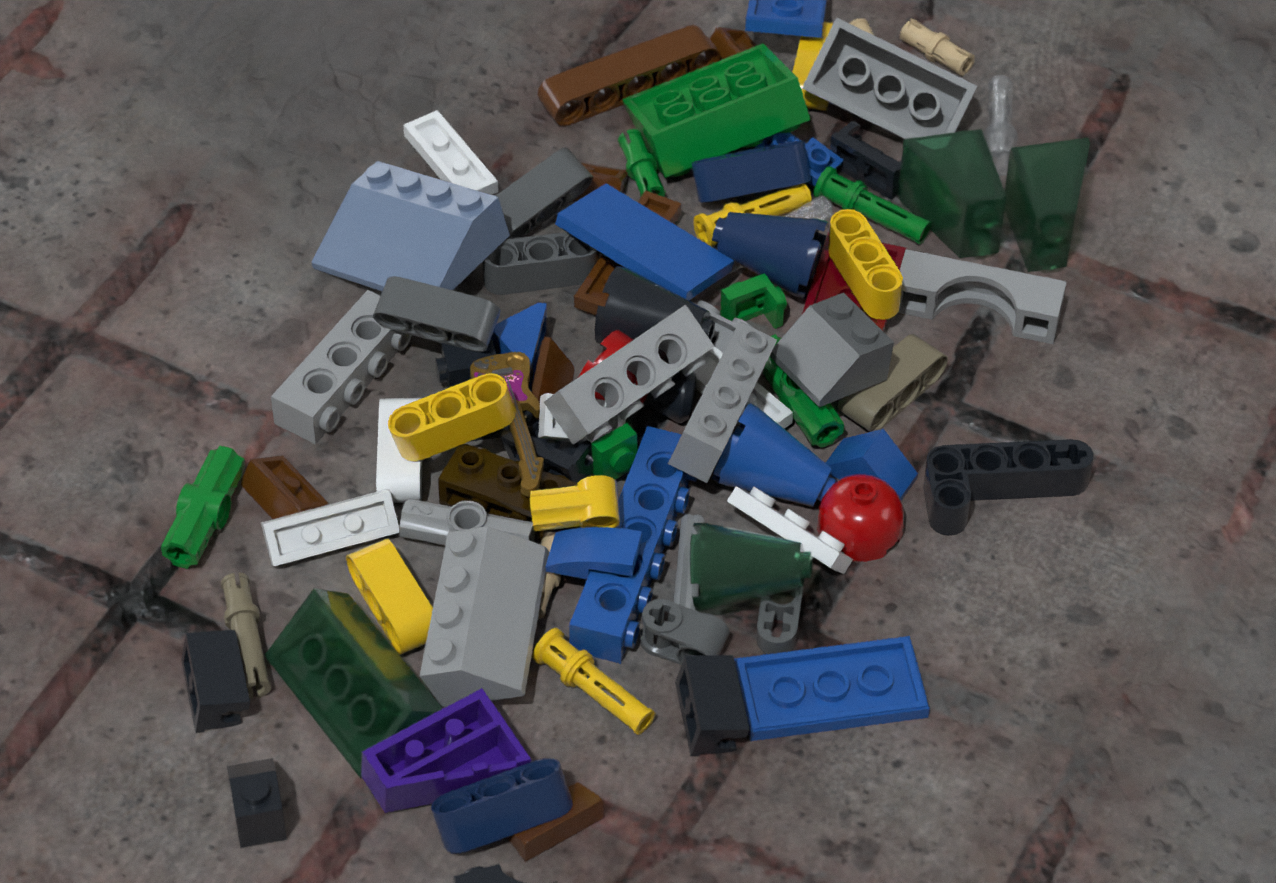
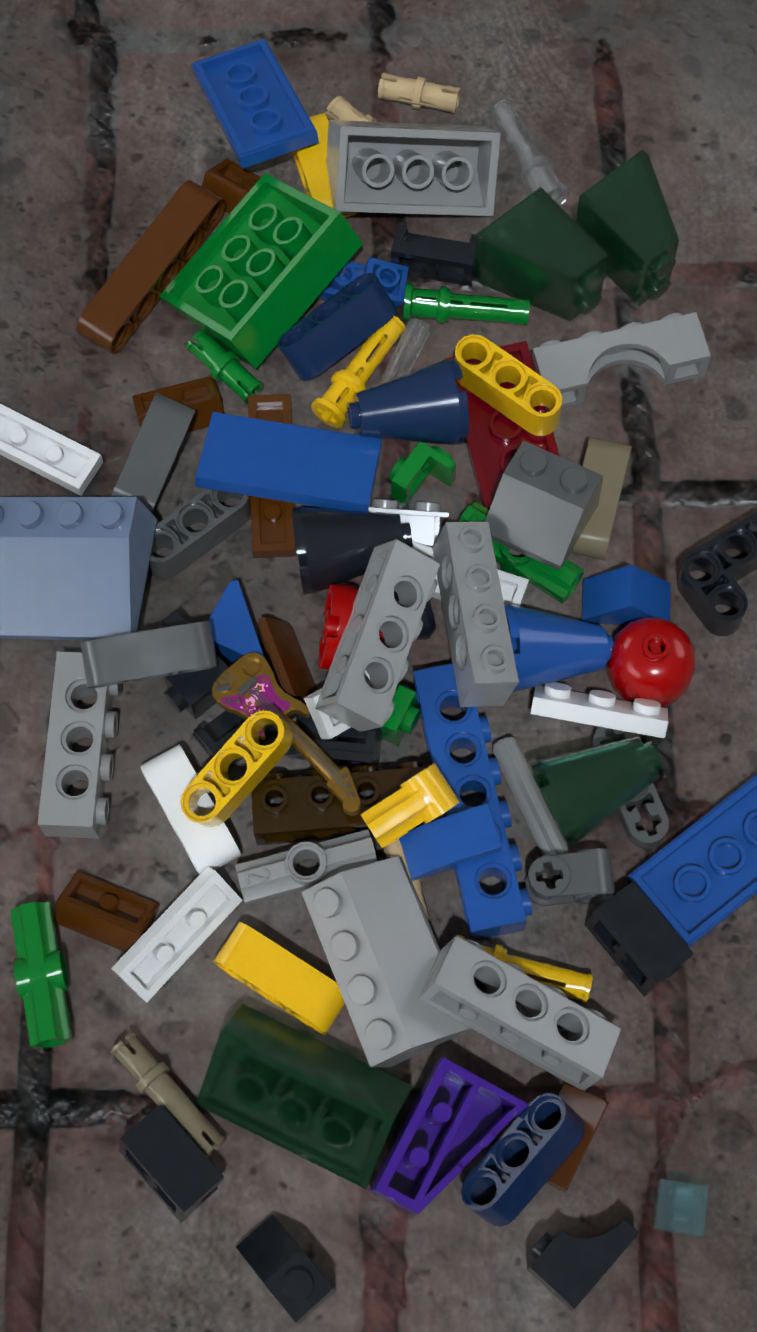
camera: 25 degrees left, 20 degrees up
(569, 696) = (495, 1015): none -> light grey brick

